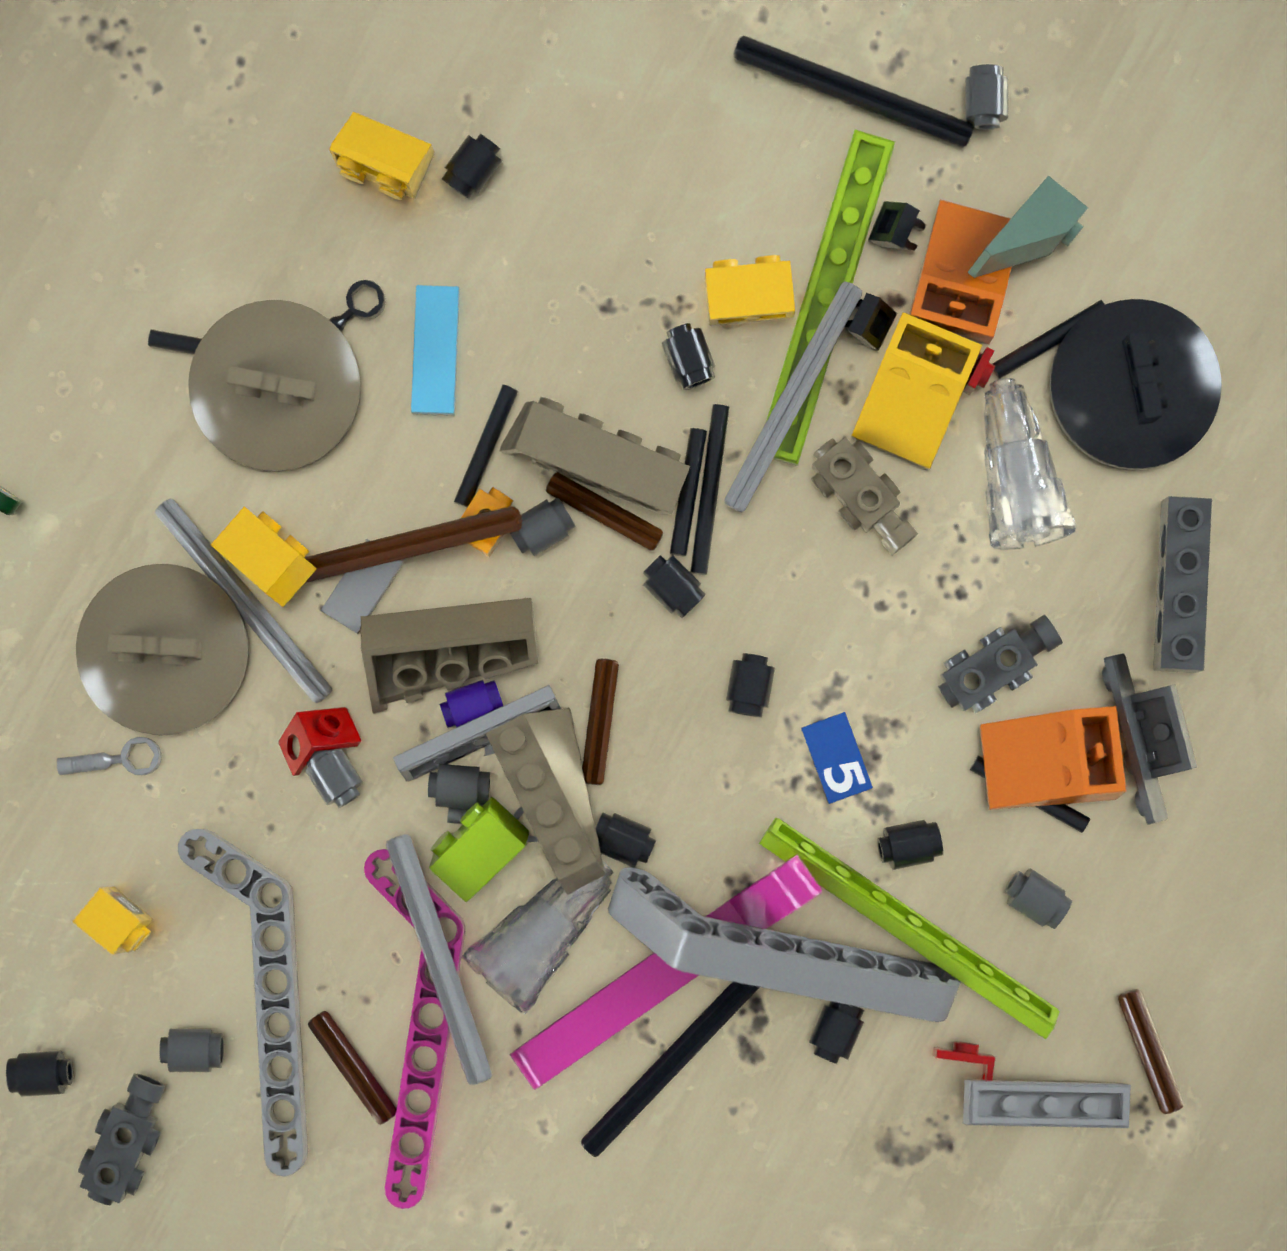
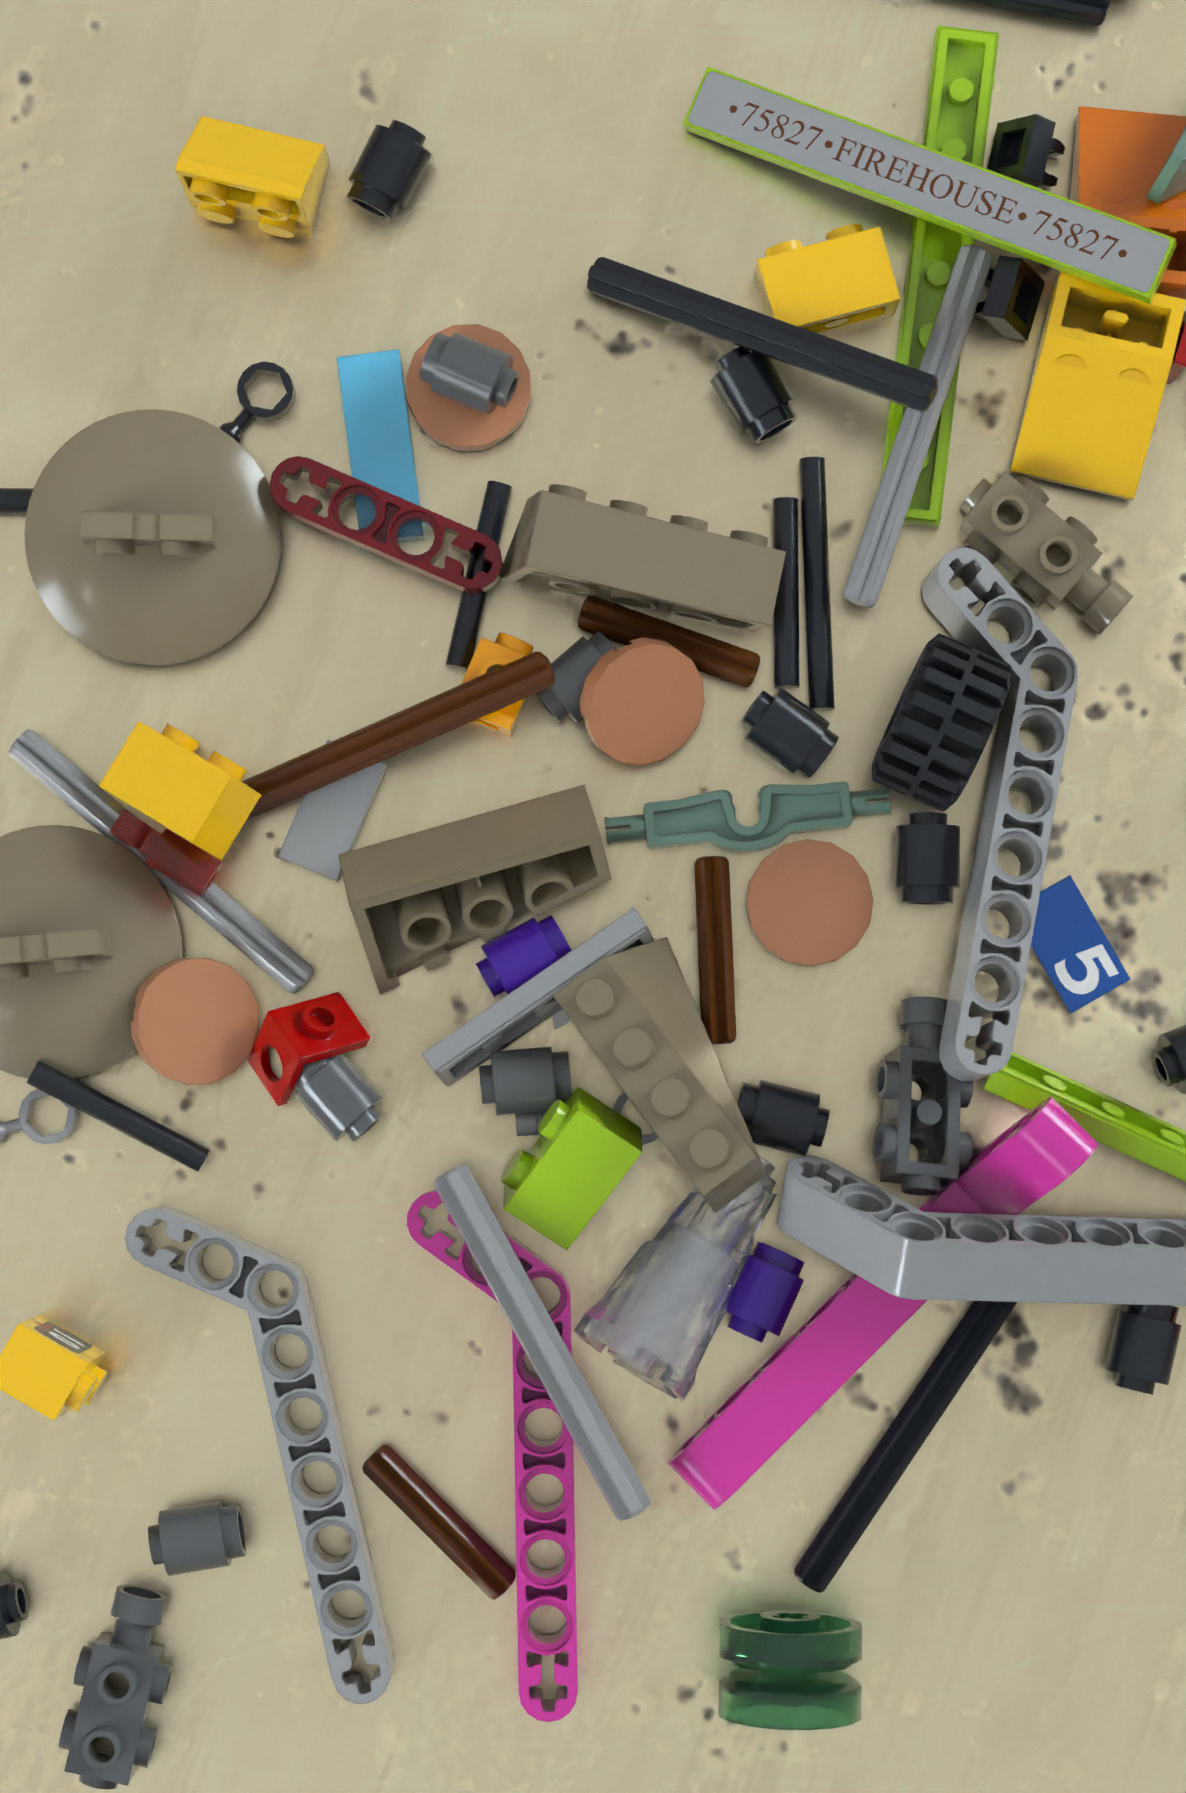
camera: 15 degrees left, 0 degrees up
(186, 764) = (118, 1116): none -> black bar
(247, 710) = (194, 1020): none -> nougat tile
(249, 597) = (168, 854): none -> clear red bar
(433, 398) = (383, 532): none -> dark red beam
(500, 319) = (459, 425): none -> nougat tile
(501, 311) = (469, 372): none -> dark grey brick
(563, 1208) = (790, 1670): none -> clear green wheel
(578, 549) = (642, 701): none -> nougat tile
(592, 953) = (764, 1292): none -> dark purple brick
(613, 632) = (781, 810): none -> sand green piece
(667, 701) = (809, 902): none -> nougat tile
(699, 319) = (763, 334): none -> black axle
(718, 859) = (928, 1123): none -> dark grey brick
(771, 597) = (941, 722): none -> black tyre
(801, 671) = (1000, 823): none -> light grey beam
(827, 238) = (931, 185): none -> light grey tile

